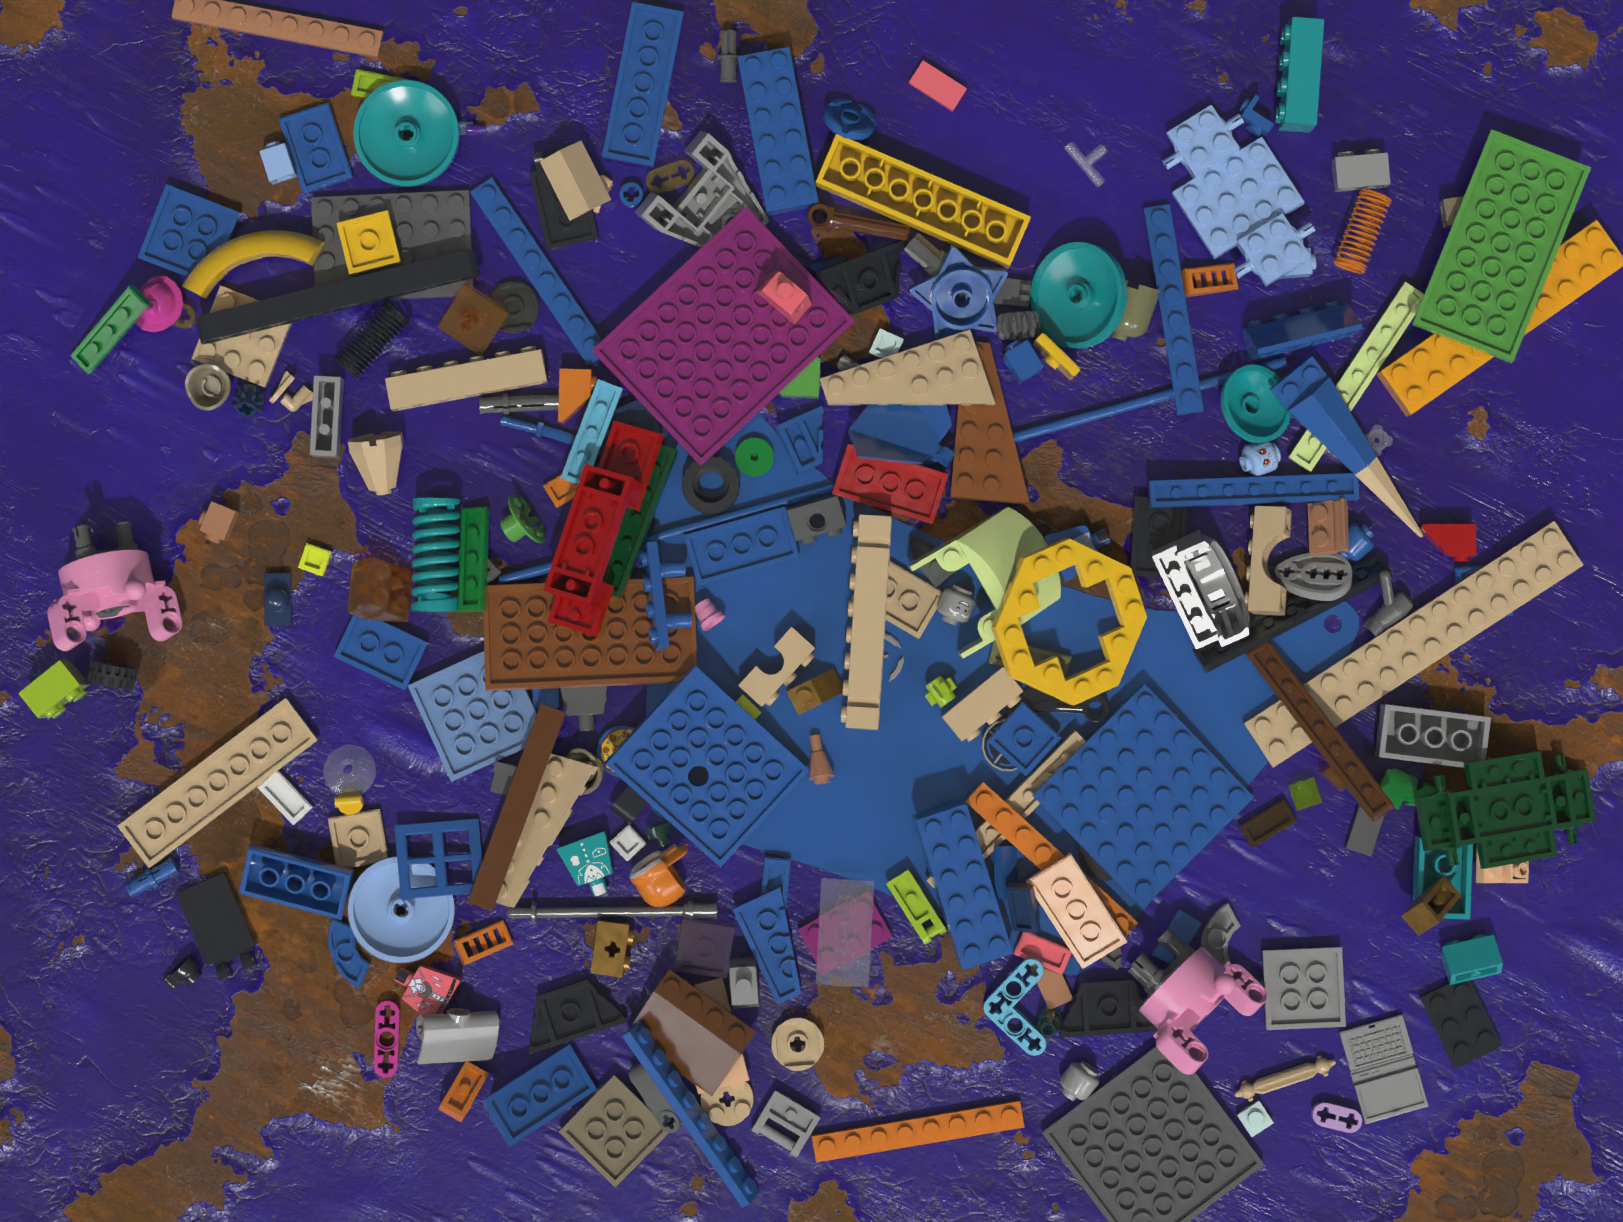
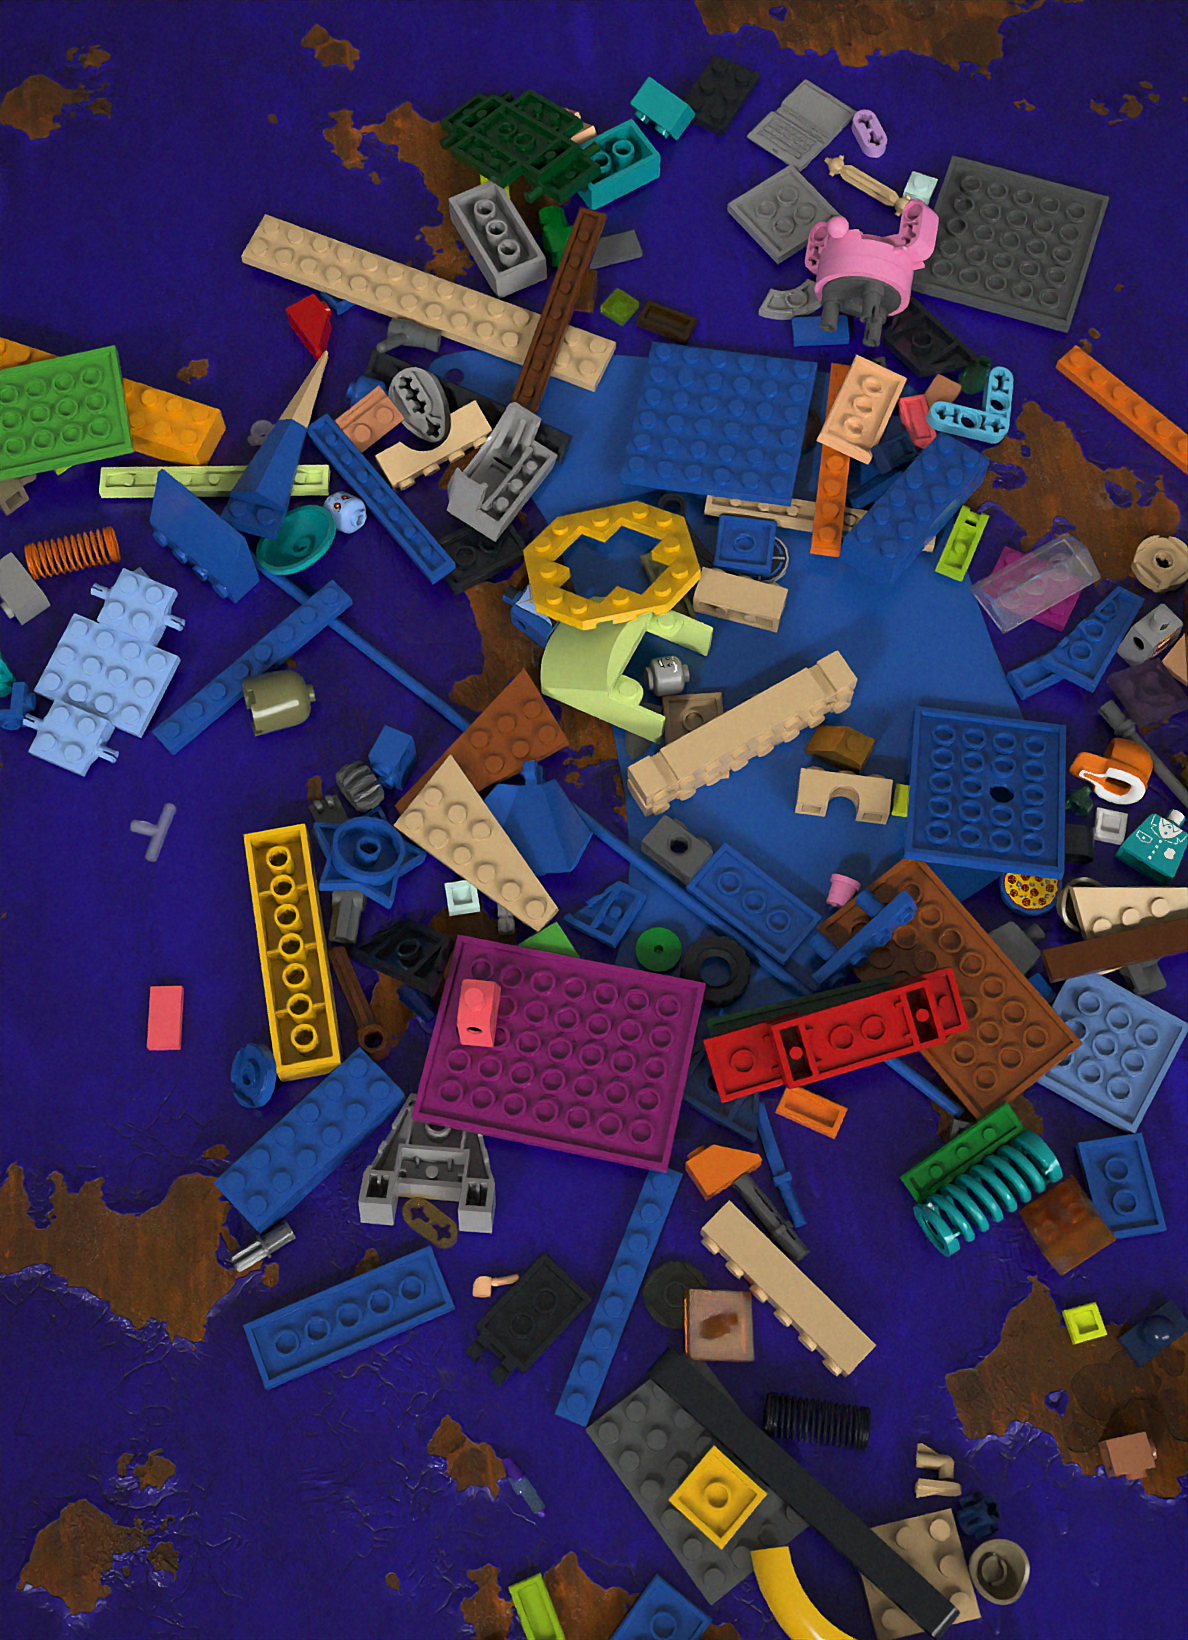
camera: 125 degrees left, 20 degrees down
(327, 417) = (933, 1411): light grey brick -> none
(378, 459) = (934, 1325): tan cone -> none
(382, 126) = (605, 1549): teal dish -> none
(519, 523) = (891, 1130): bright green wheel -> none
(575, 180) = (499, 1312): tan piece -> none
(592, 430) = (750, 1117): medium azure plate -> none
(625, 189) = (478, 1240): blue bush -> none
(820, 768) = (904, 701): nougat cone -> none
(891, 485) = (597, 795): red plate -> none
(940, 691) = (755, 639): lime gear -> none
(1056, 357) = (367, 727): yellow plate -> none
(1079, 295) = (292, 745): teal dish -> none
(1079, 1080) = (1002, 325): light grey head -> none
(1189, 289) = (214, 667): orange slope -> none
(1431, 906) = (644, 142): pearl gold slope -> none

